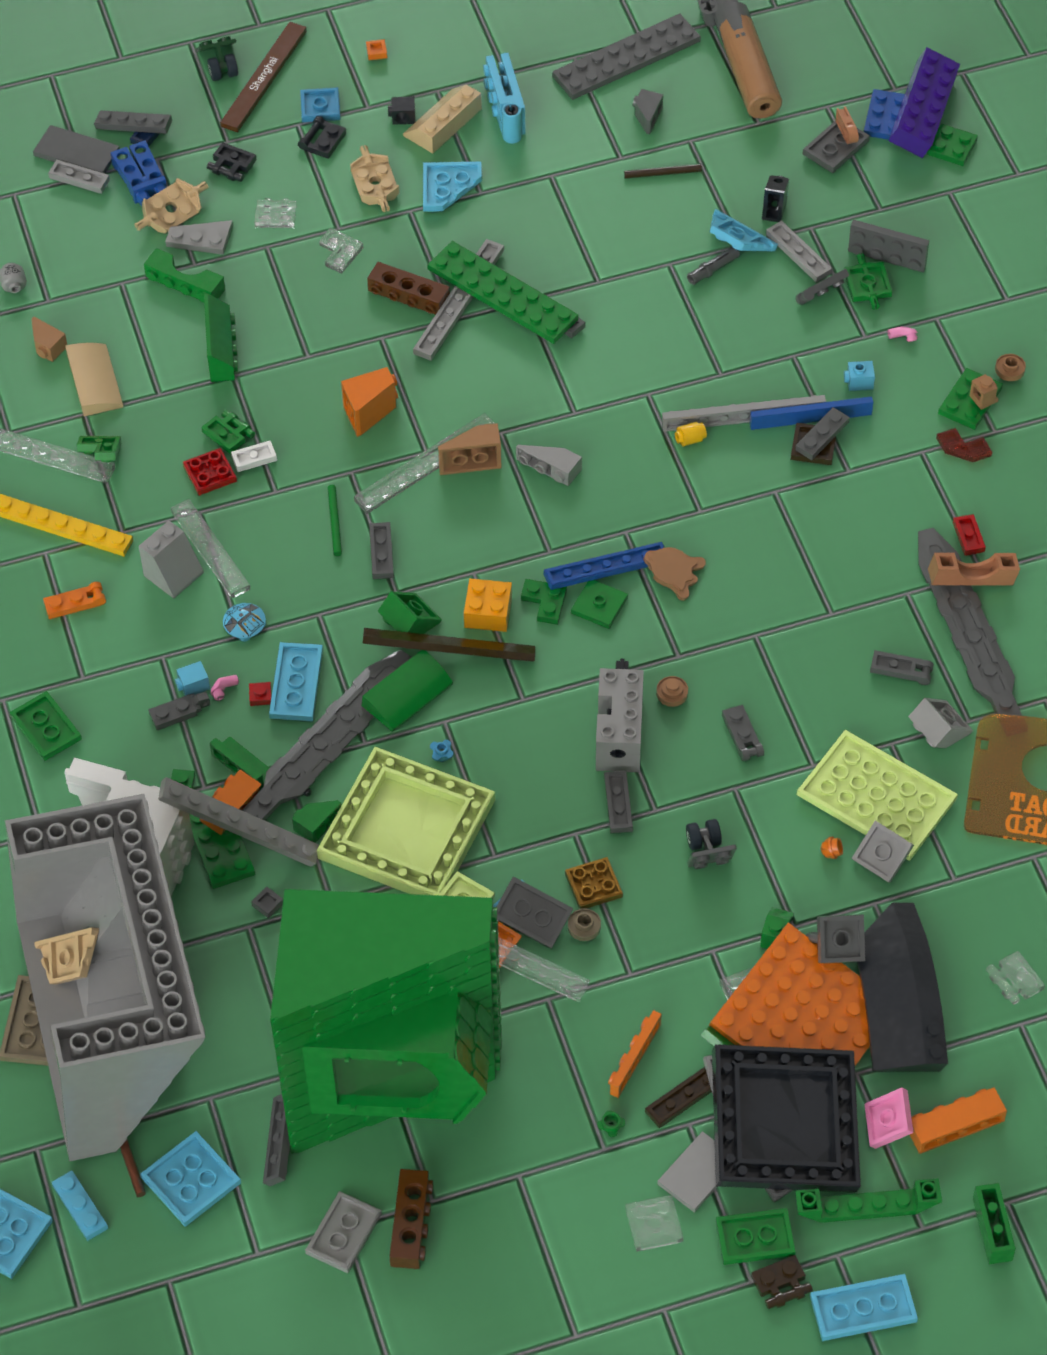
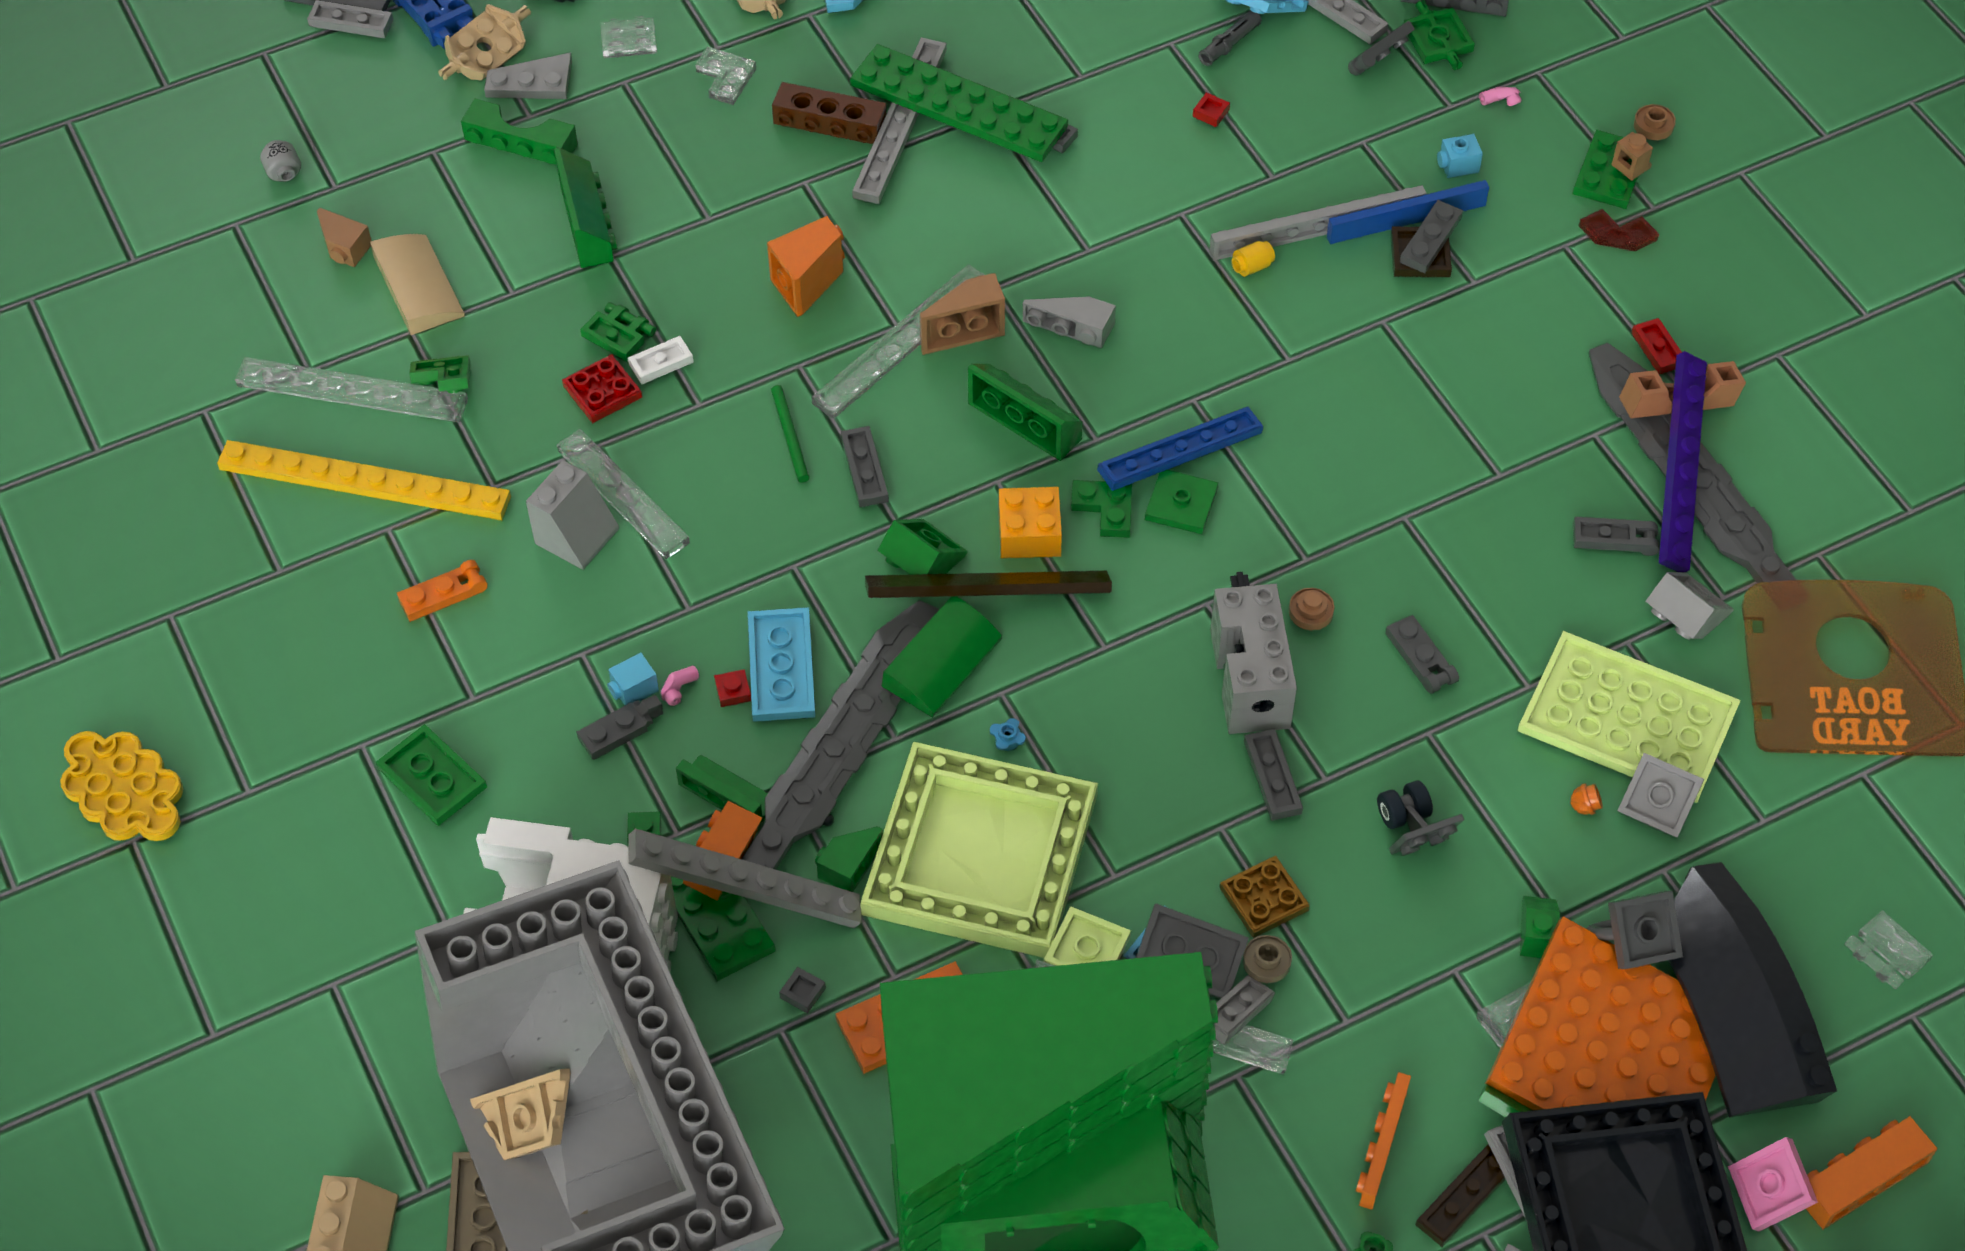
camera: 10 degrees left, 0 degrees up
(244, 621) = (690, 588): medium azure dish -> none
(500, 524) = (1023, 410): none -> green slope
(554, 954) = (1240, 1007): none -> light grey tile
(674, 569) = (1274, 442): medium nougat tile -> none
(686, 318) = (1211, 109): none -> red plate
(960, 621) = (1682, 463): none -> dark purple plate

